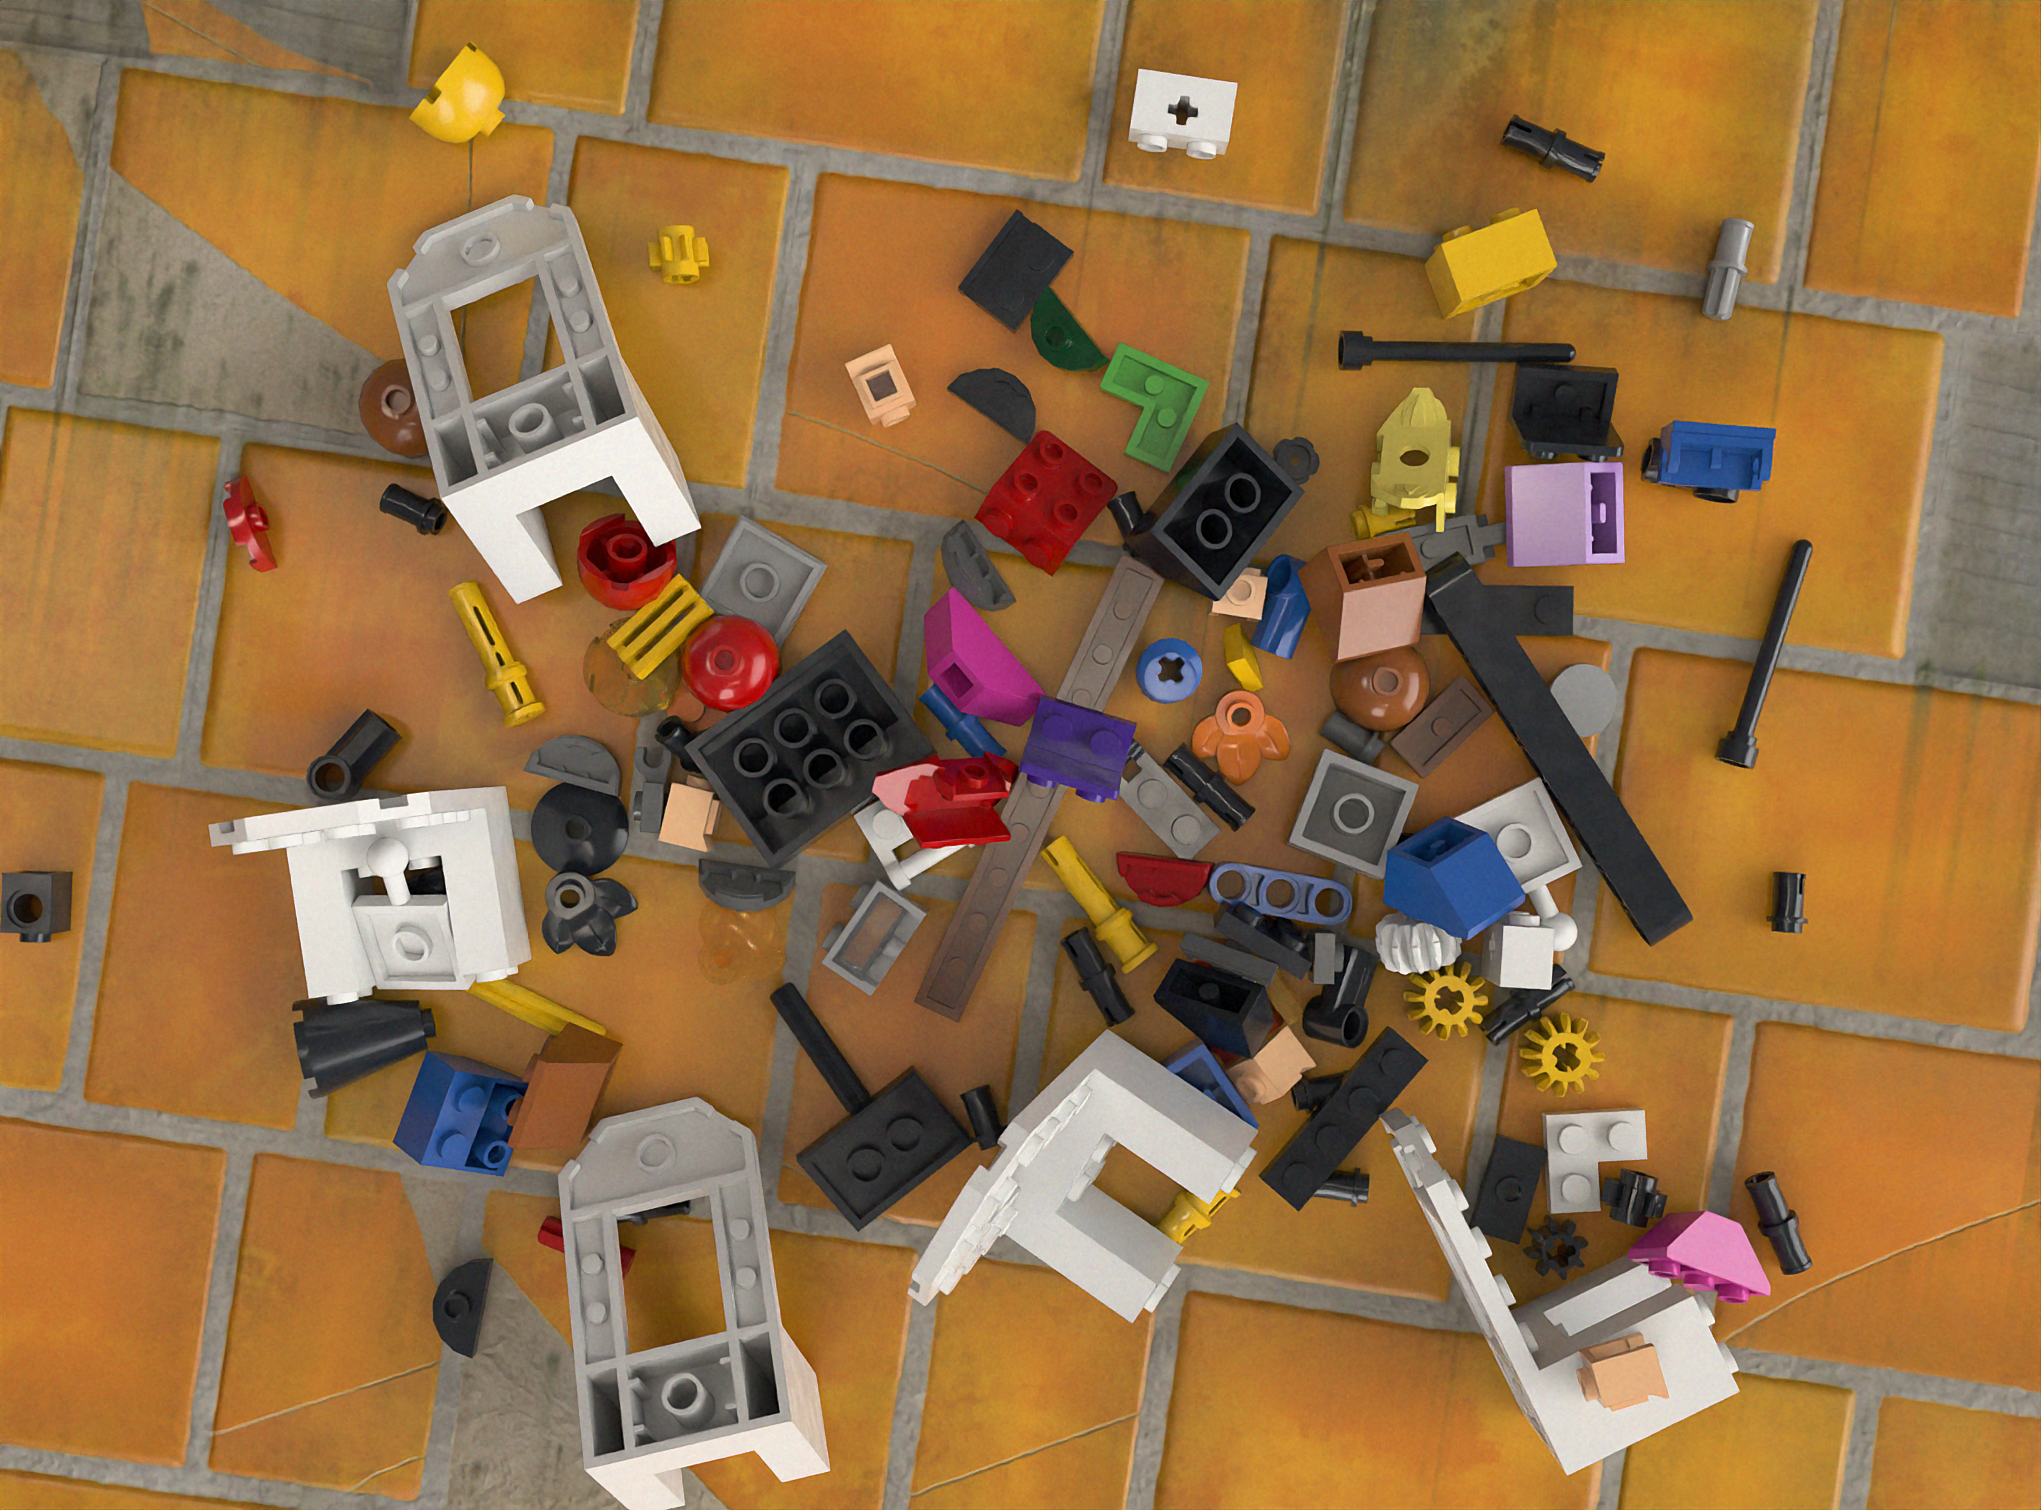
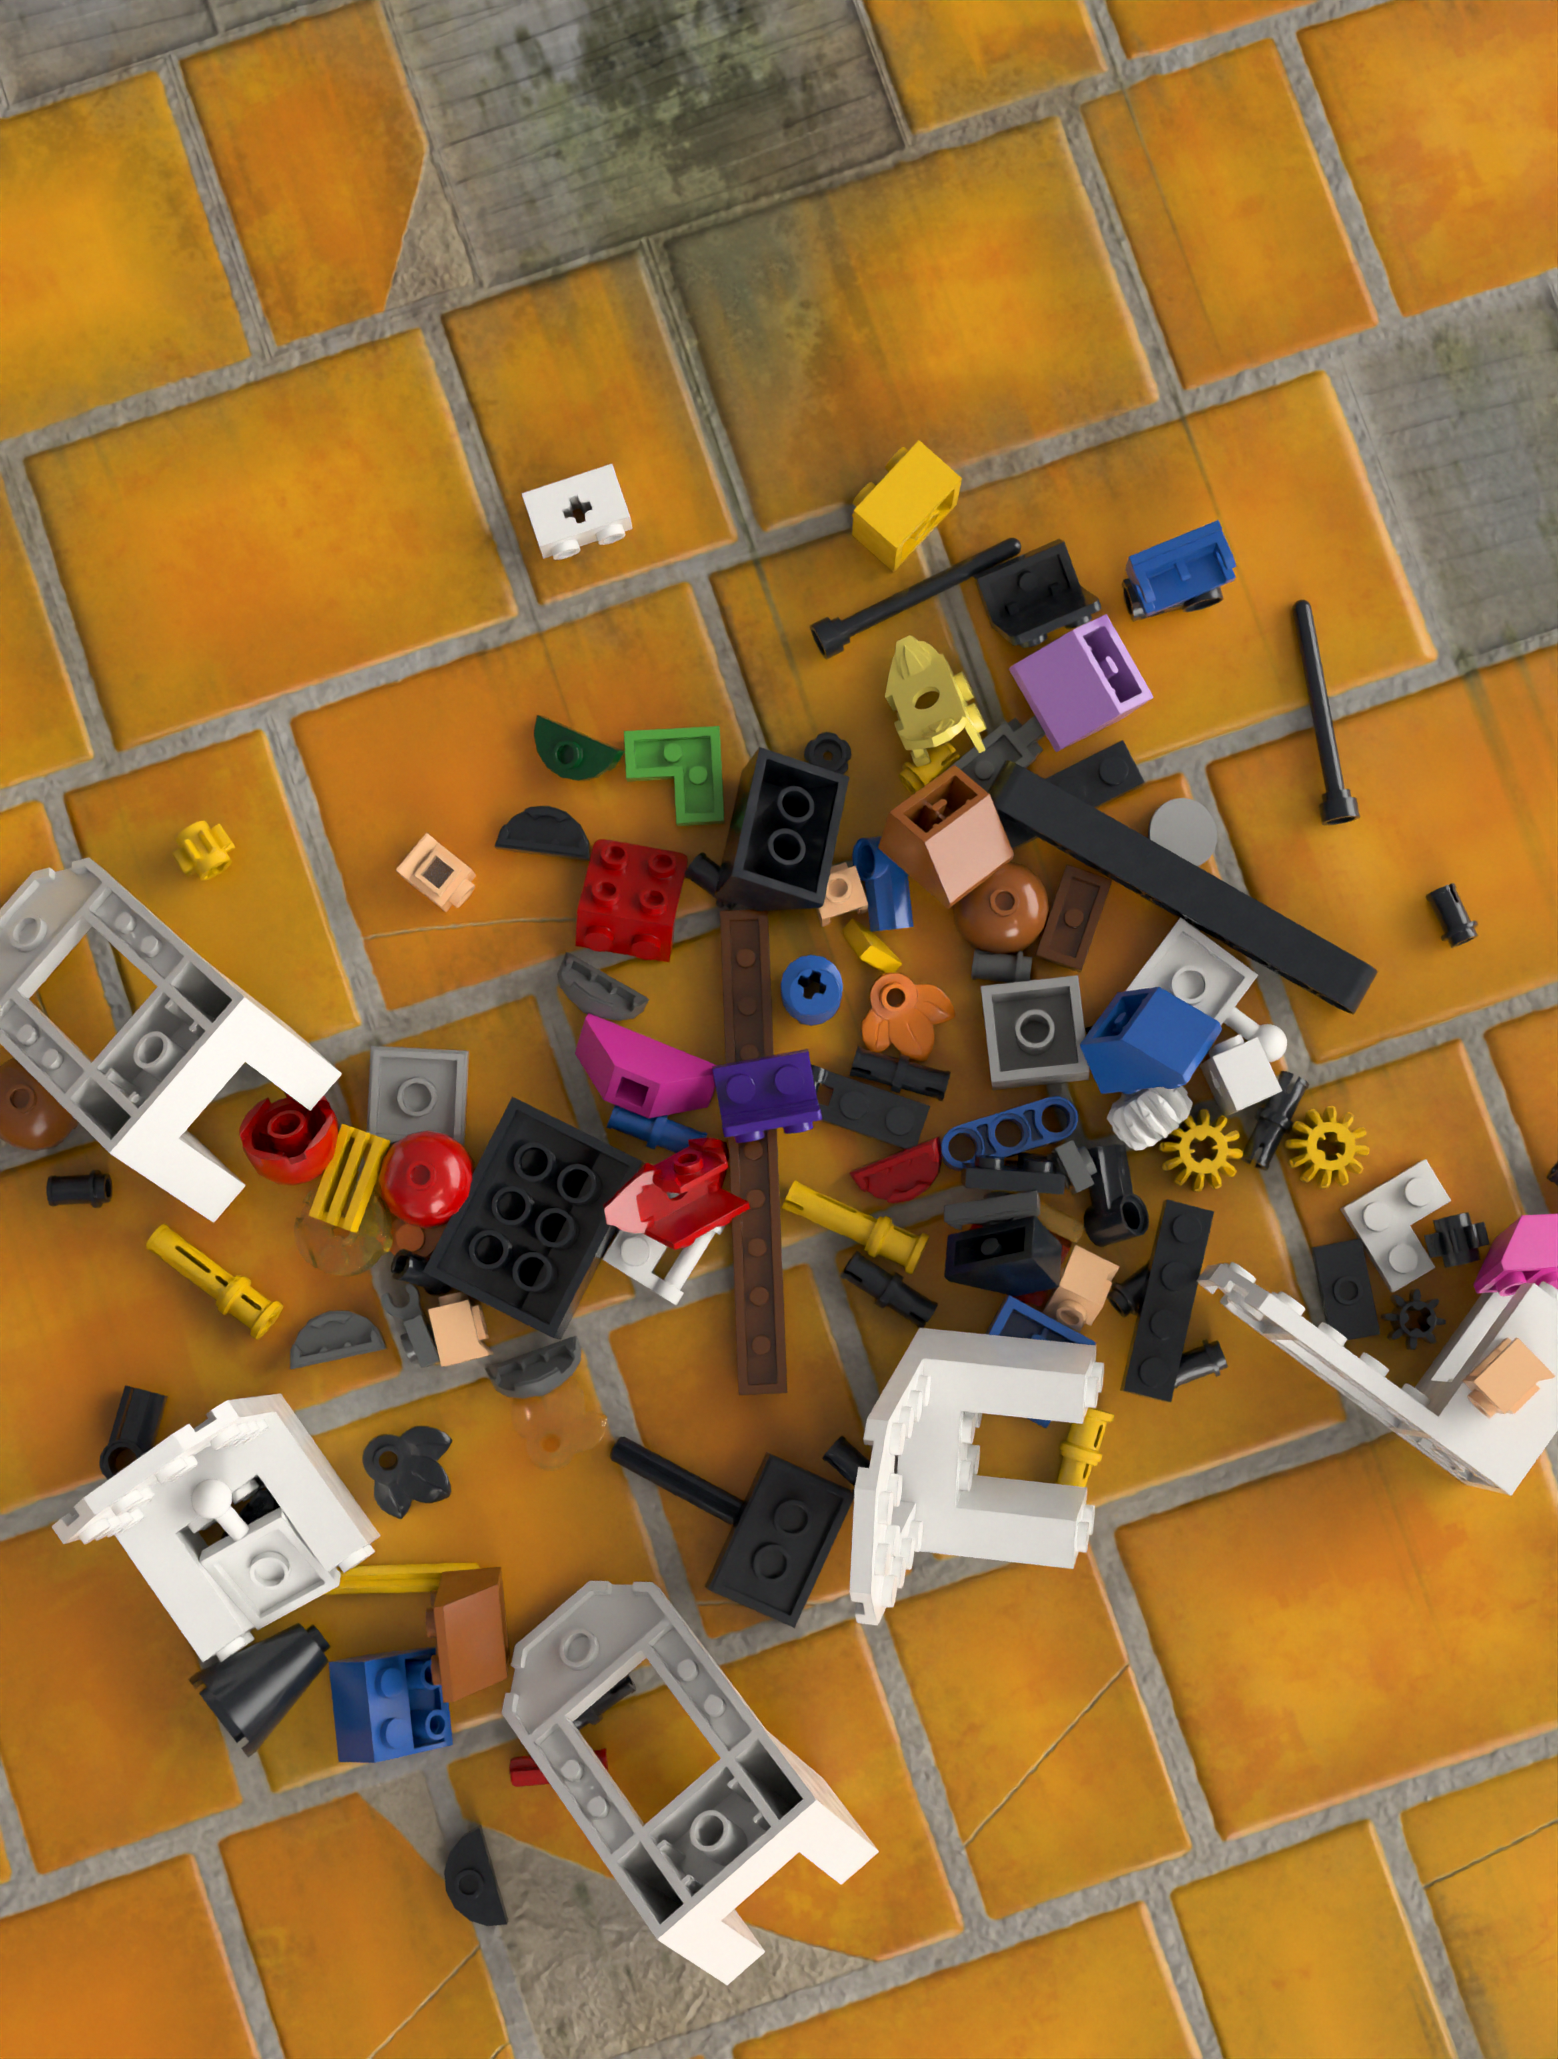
camera: 20 degrees left, 5 degrees down
(604, 825) = (390, 1403): black dish -> none
(873, 936) = (673, 1354): light grey window -> none
(1015, 271) = (503, 717): black plate -> none
(1552, 148) = (909, 382): black pin -> none
(1727, 268) = (1110, 407): light grey axle -> none

